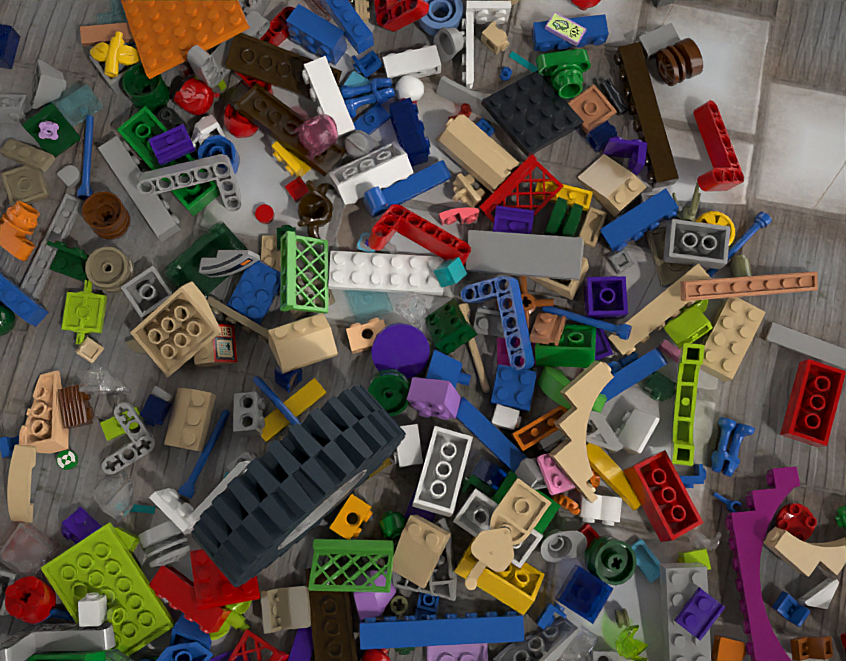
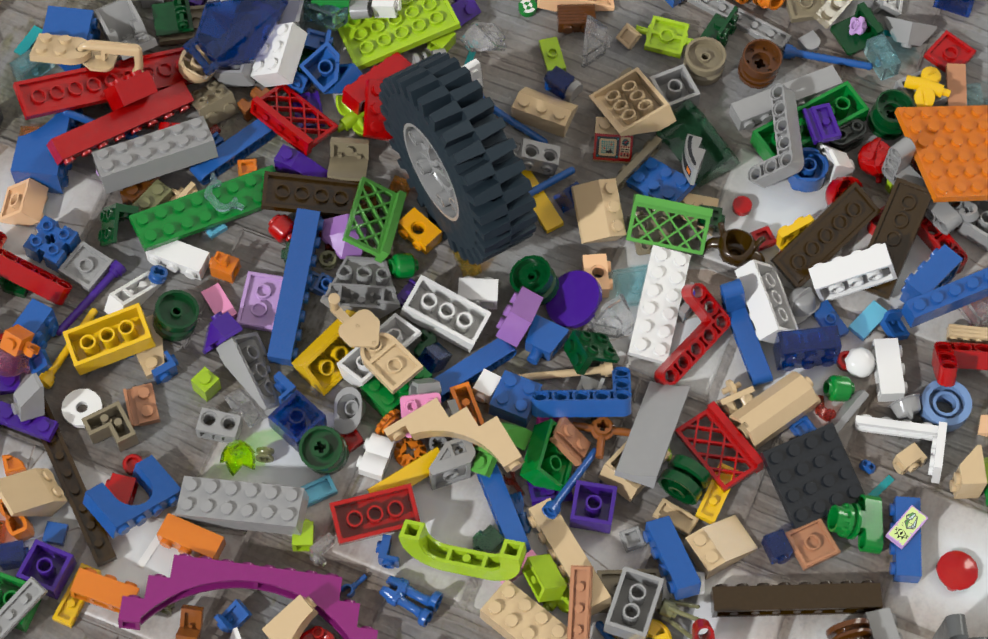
camera: 100 degrees right, 15 degrees down
(64, 47) = (949, 50): none -> red plate
(115, 618) = (373, 22): lime hinge -> none
(136, 438) = (535, 63): light grey beam -> none
(303, 549) = (399, 183): none -> clear orange tile
(317, 134) = (811, 250): clear pink helmet -> none
(380, 93) = (856, 327): blue piece -> none
(419, 550) = (377, 278): tan slope -> none
(439, 103) = (838, 388): none -> green head
(450, 272) = (647, 360): teal brick -> none
(465, 215) = (709, 384): coral slope -> none
(513, 220) = (691, 430): dark purple plate -> none
(614, 96) = (823, 571): black pin -> none
(633, 150) = (745, 572): dark purple bracket -> none
(635, 430) = (445, 504): white slope -> none
(699, 613) = (253, 507): dark purple plate -> none

